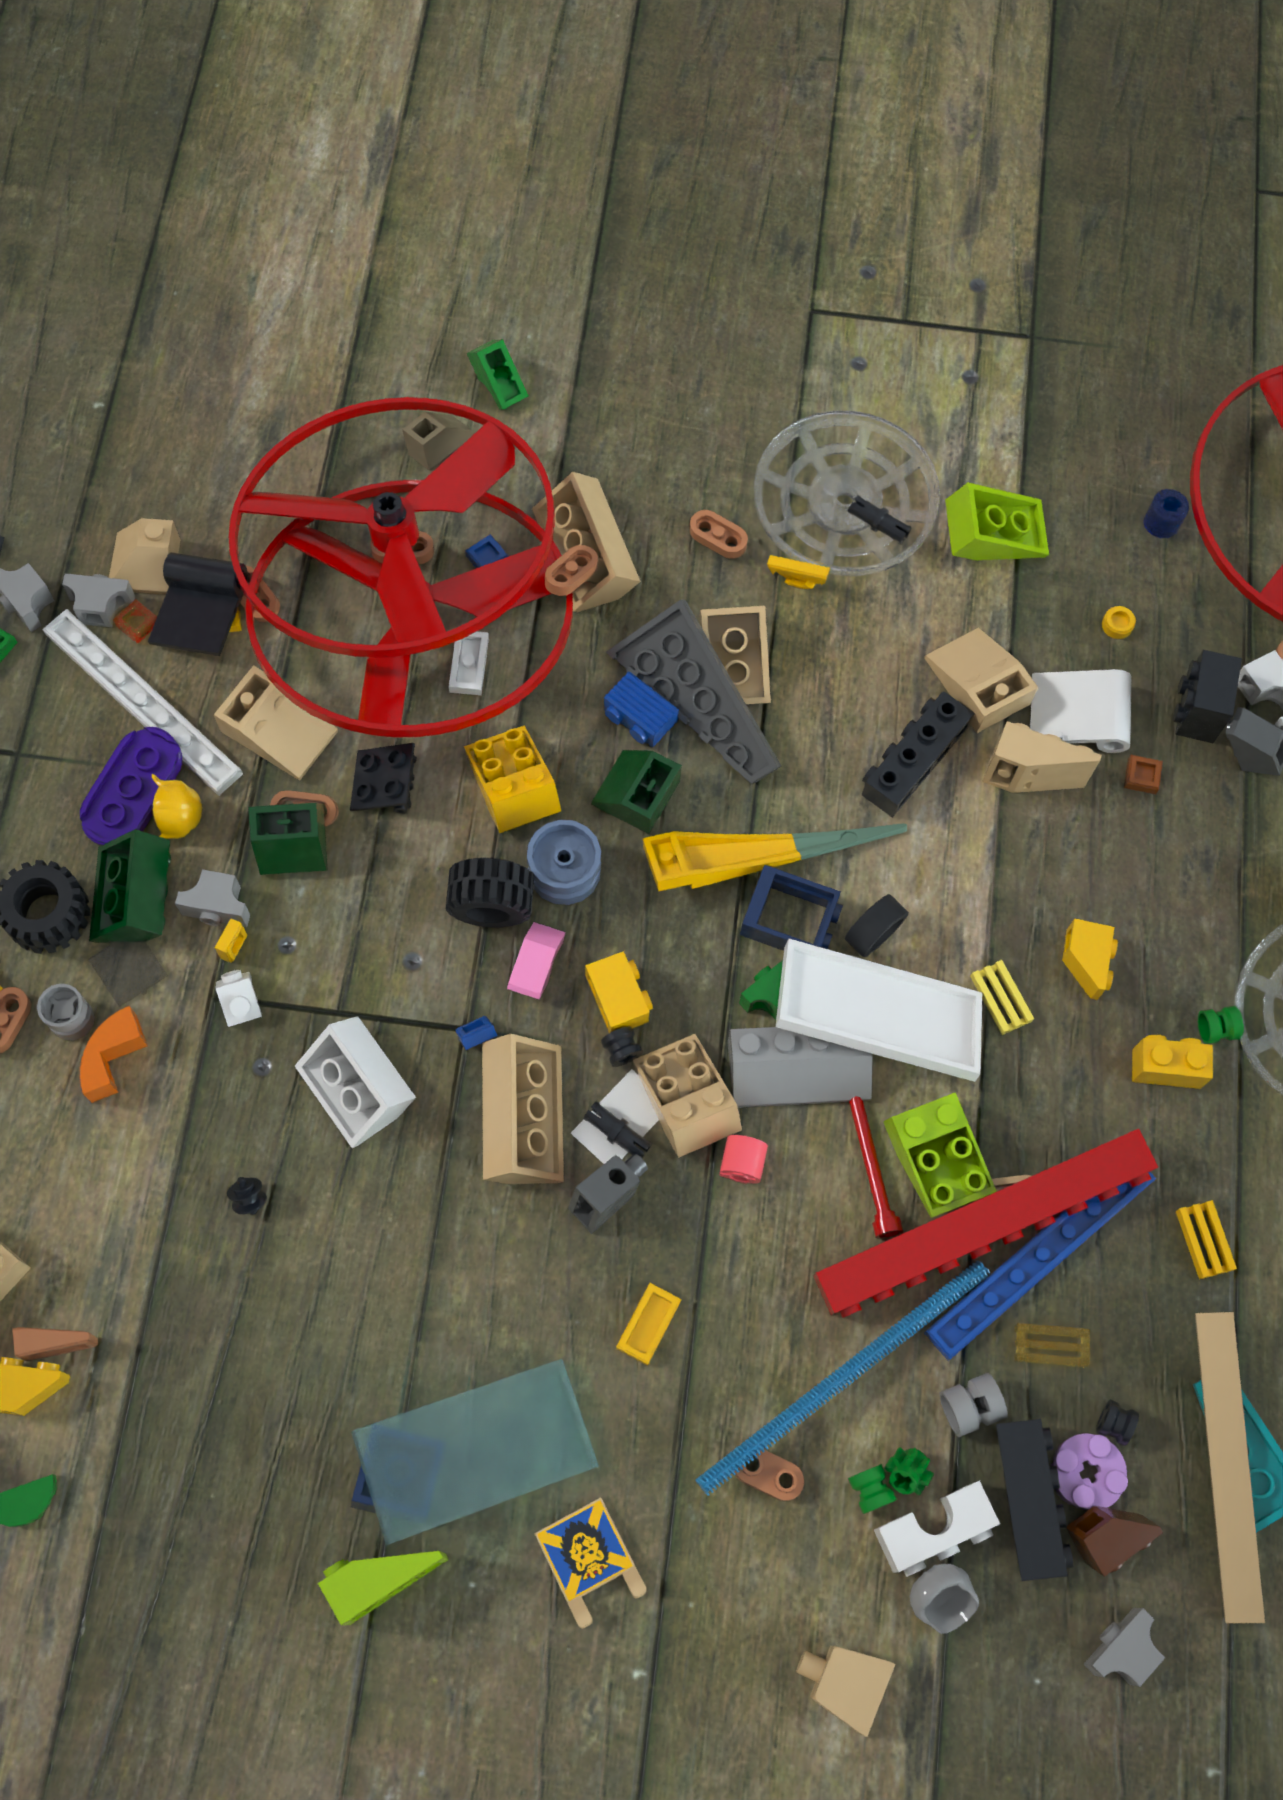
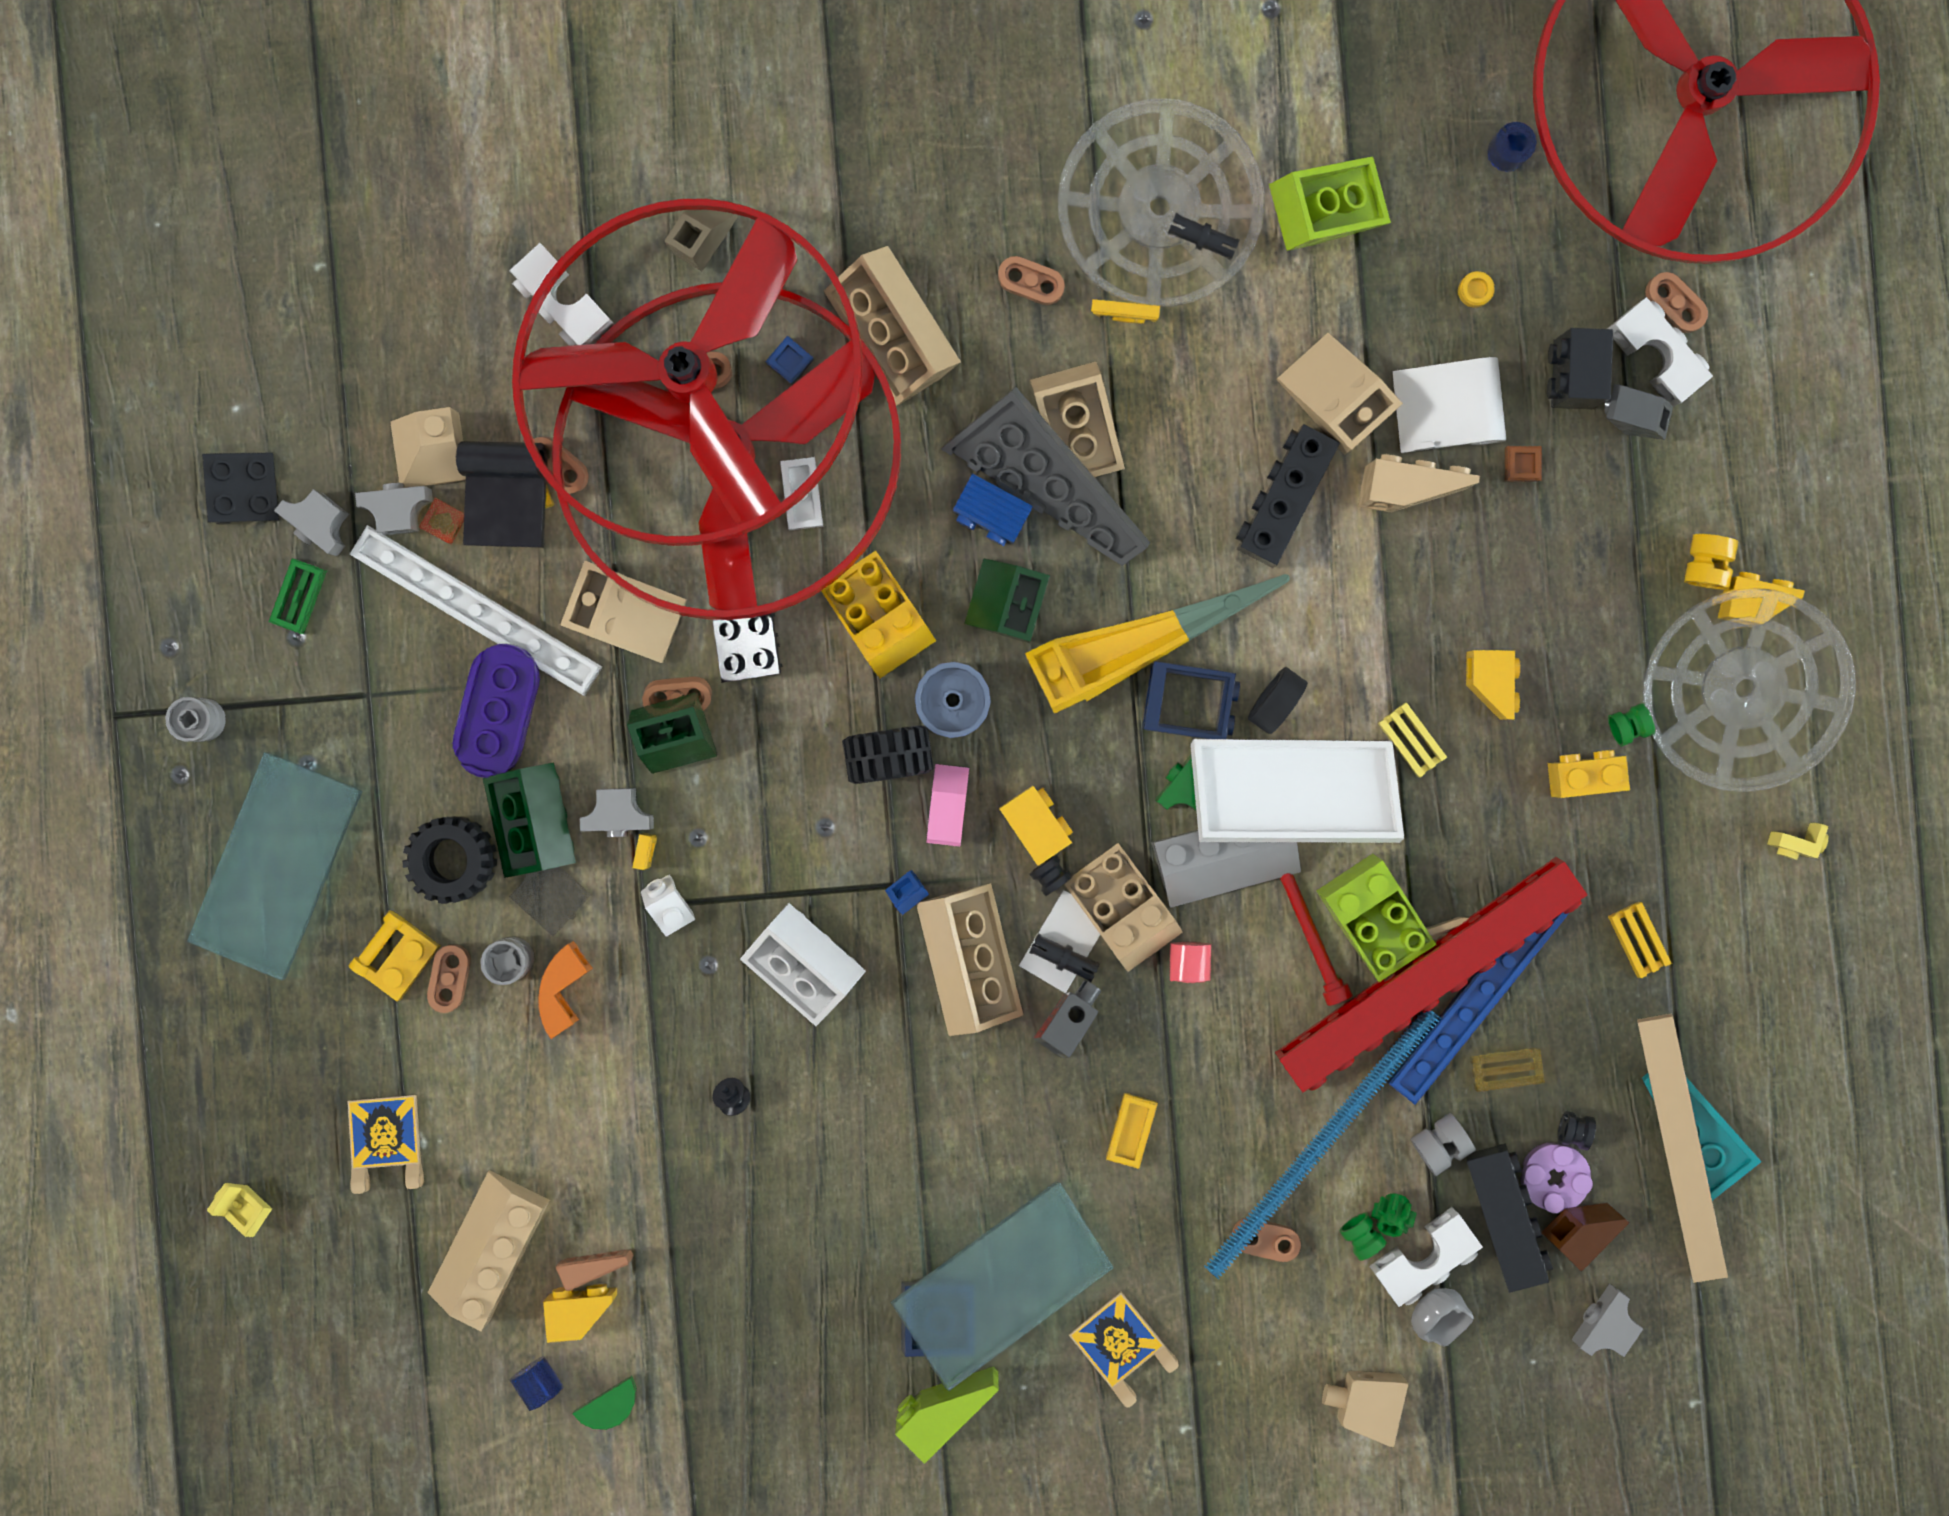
camera: 10 degrees left, 20 degrees up
(175, 808) = (549, 726): yellow hair -> none
(302, 479) = (581, 322): none -> white arch
(498, 373) = (747, 132): green arch -> none
(565, 573) = (886, 378): nougat plate -> none

